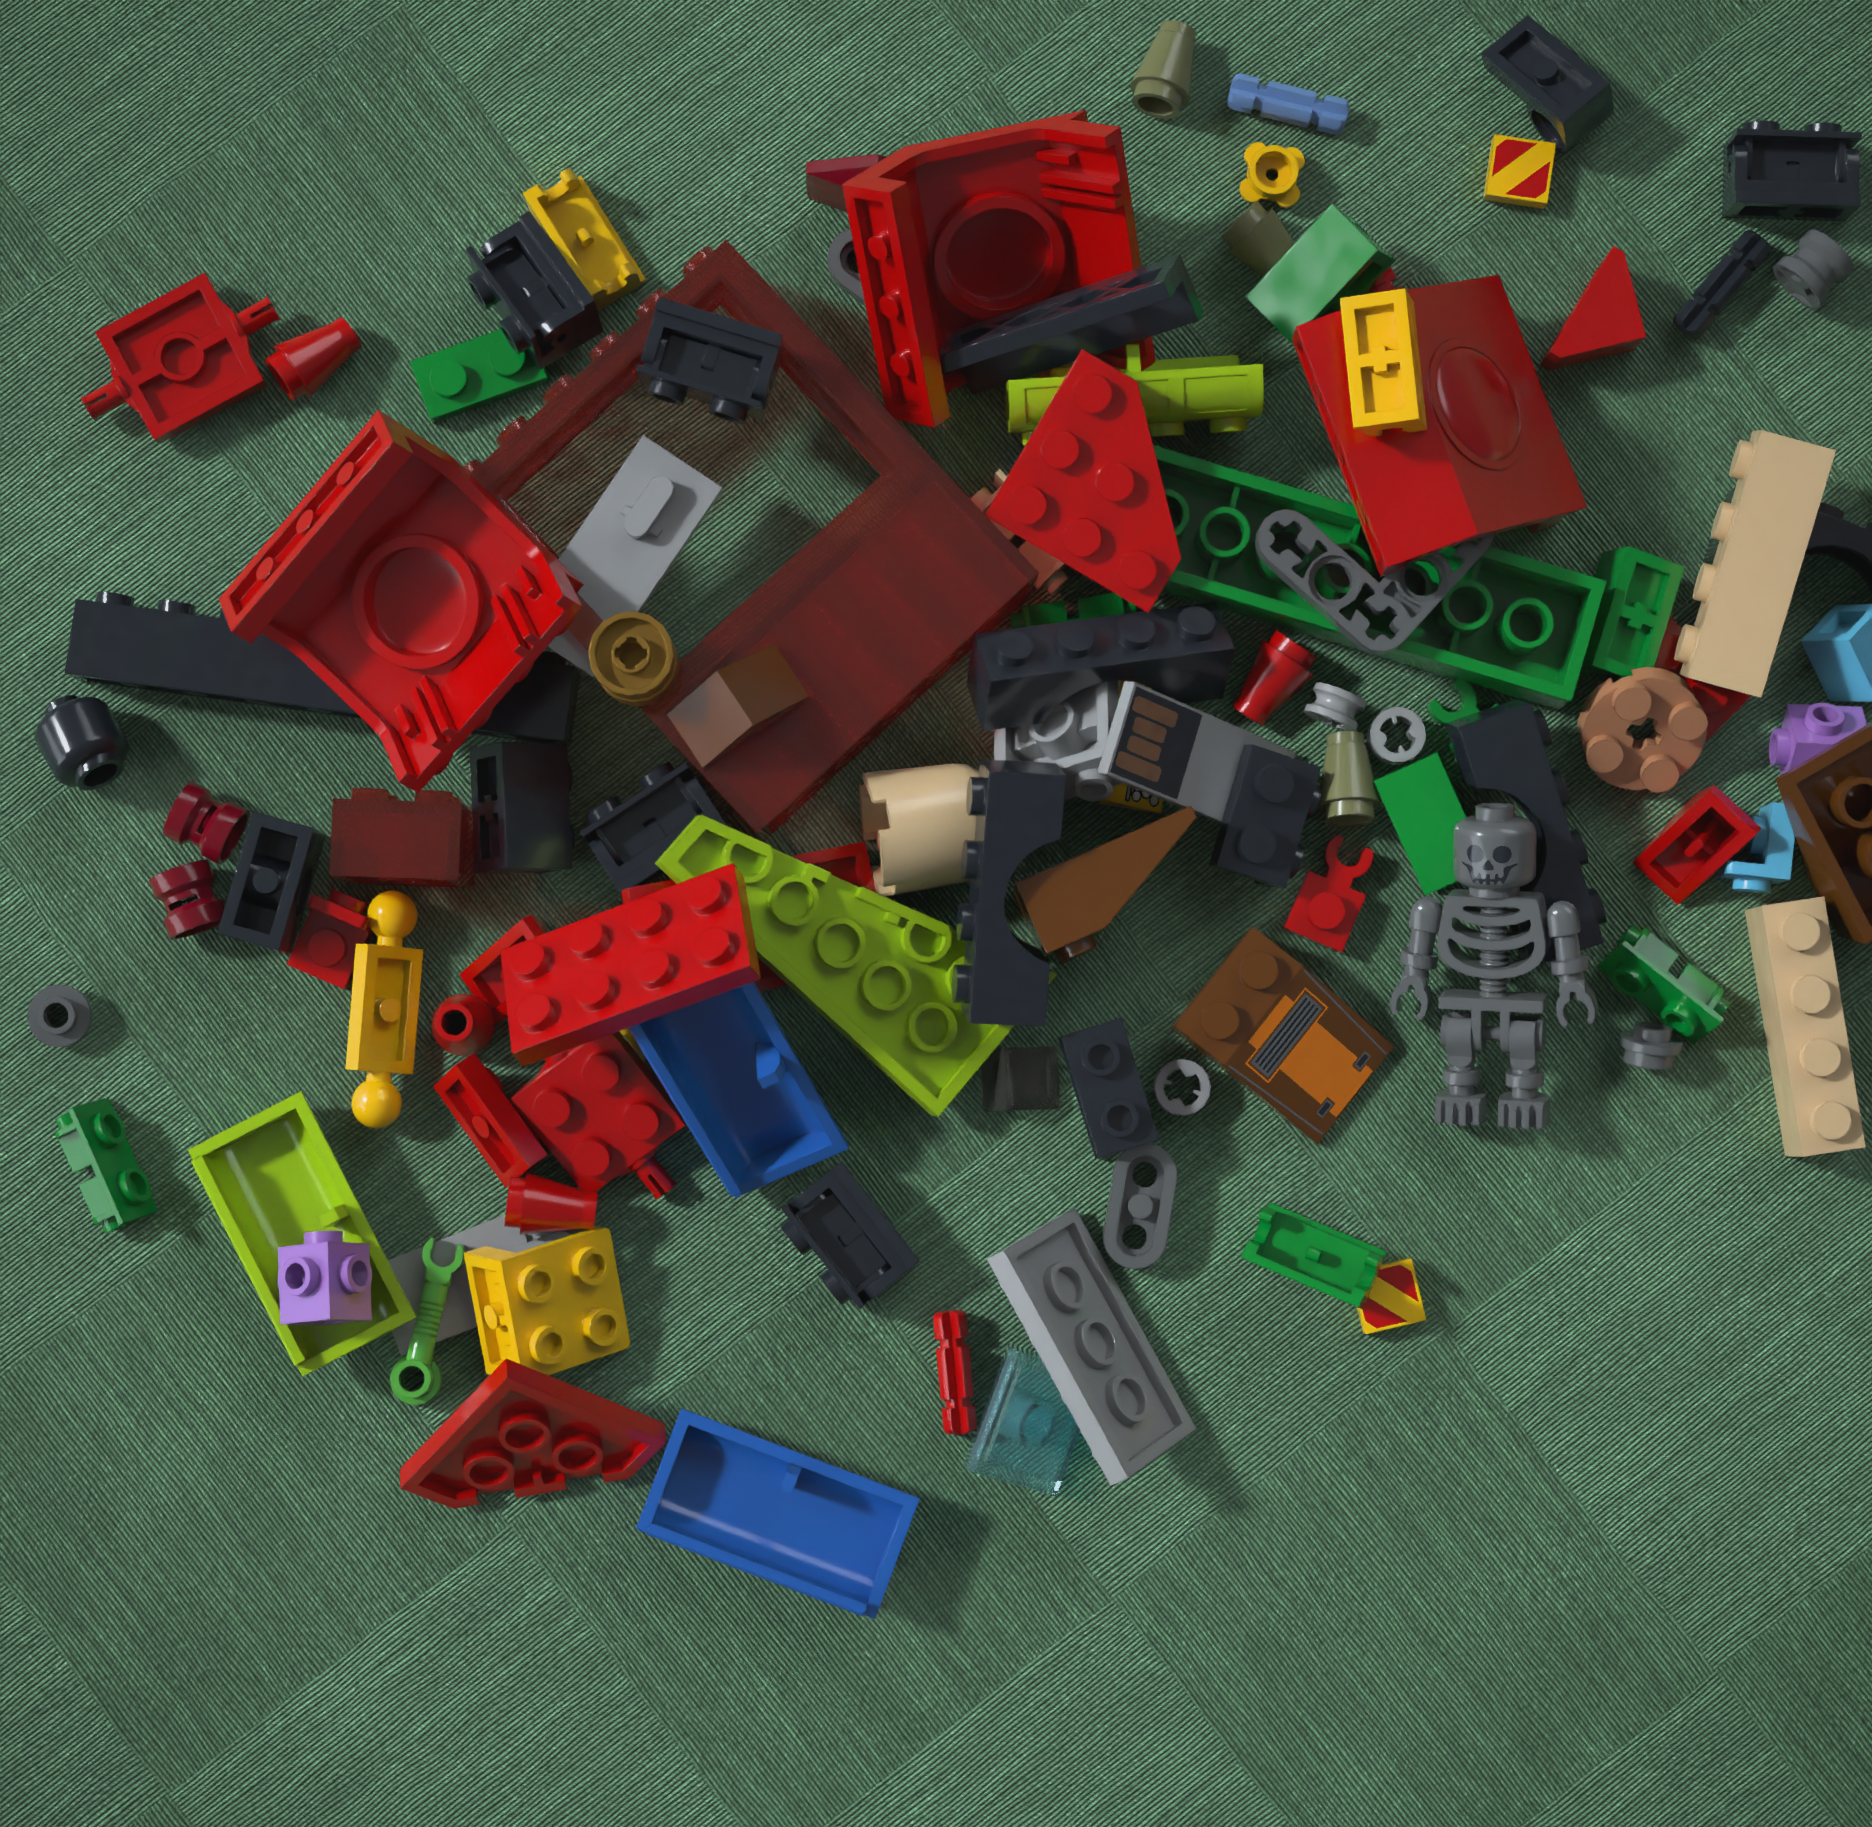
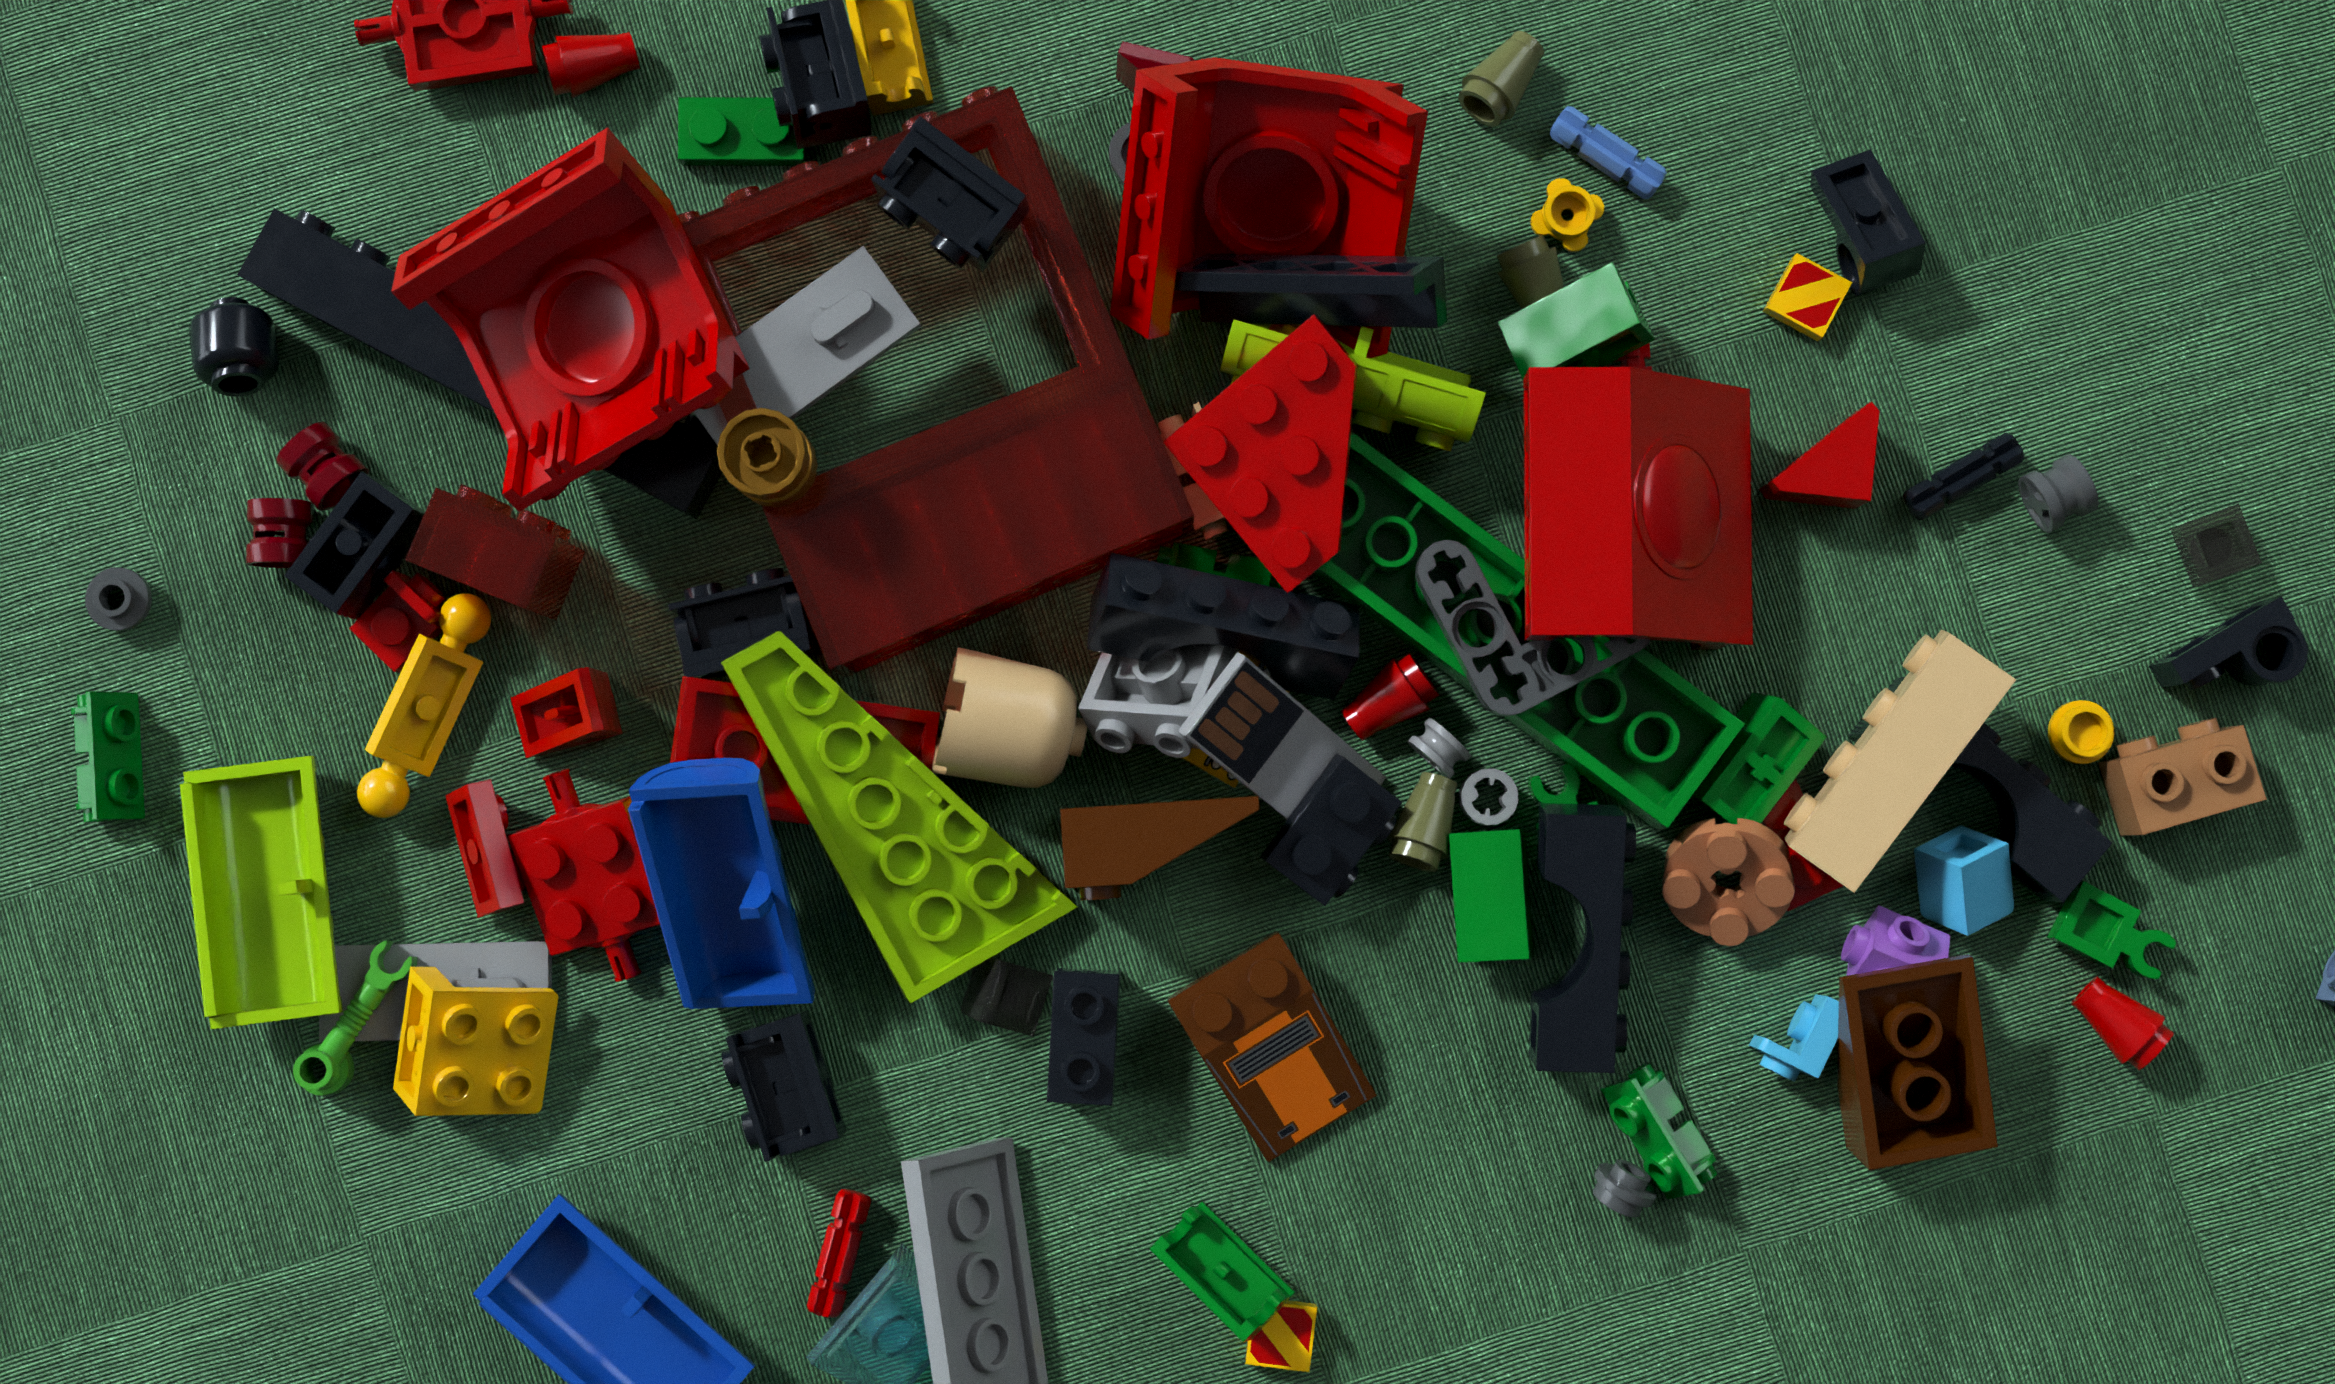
camera: 30 degrees right, 0 degrees up
(324, 1281) = (261, 947): medium lavender brick -> none
(478, 1028) = (505, 751): red cone -> none
(521, 808) = (623, 561): black hinge -> none
(530, 1438) = (407, 1166): red plate -> none
(548, 1206) = (506, 951): red cone -> none
(629, 964) = (654, 752): red plate -> none
(737, 704) = (855, 537): reddish brown slope -> none
(1015, 813) = (1084, 745): black arch -> none
(1139, 1205) = (1075, 1159): dark grey plate -> none
(1186, 1068) = (1143, 1074): light grey bush -> none
(1327, 904) = (1361, 936): red plate -> none
(1383, 362) = (1600, 433): yellow hinge -> none
(1494, 859) = (1534, 956): dark grey piece -> none
(1695, 843) = (1739, 1007): red slope -> none
(1791, 172) = (2070, 392): black hinge -> none
(1805, 1027) = (1780, 1227): tan brick -> none

